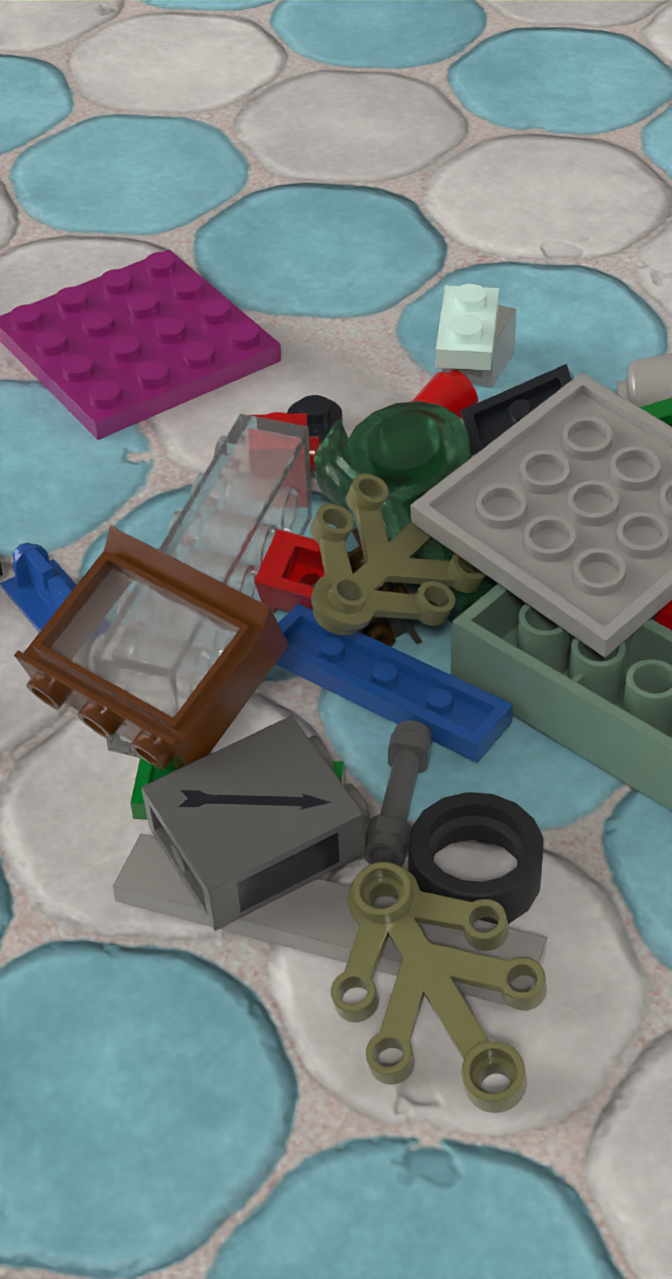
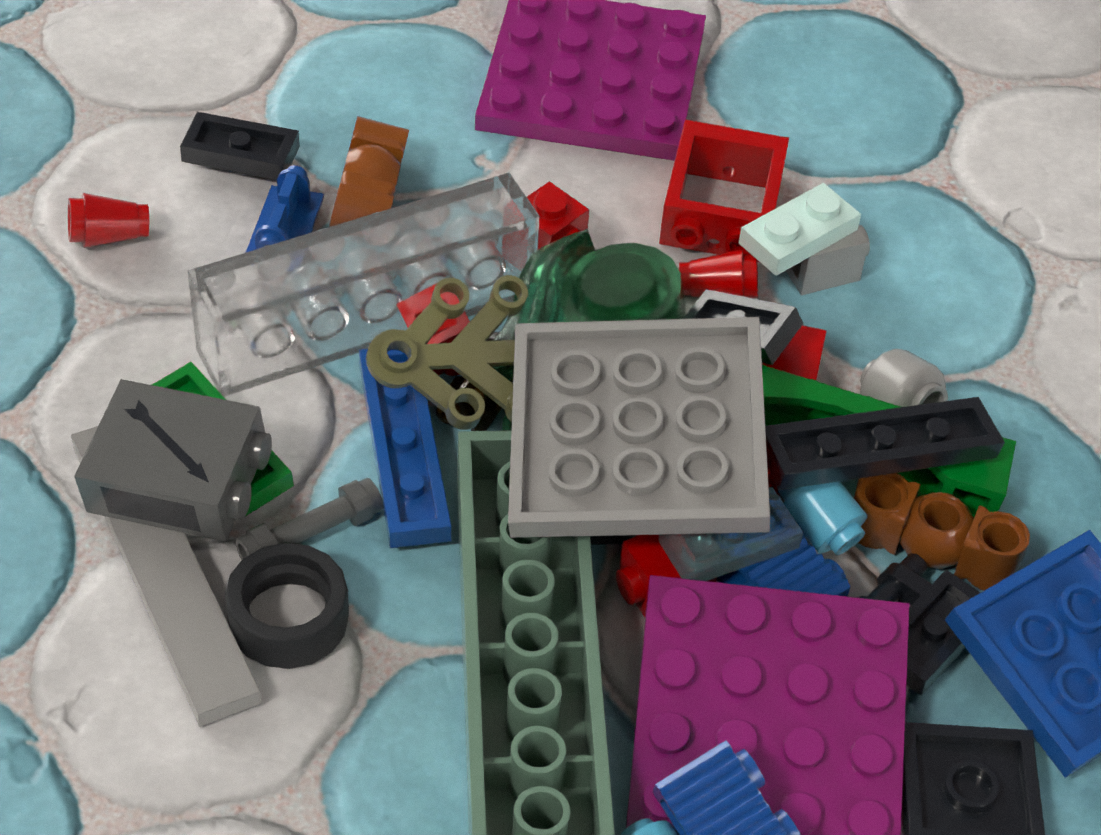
camera: 40 degrees right, 5 degrees up
(79, 510) = (369, 170): none -> dark orange piece
(153, 652) = (218, 297): reddish brown window -> none
(321, 414) = (628, 221): black plate -> none
(331, 322) = (726, 156): none -> red window
(430, 972) = (148, 649): olive plant -> none

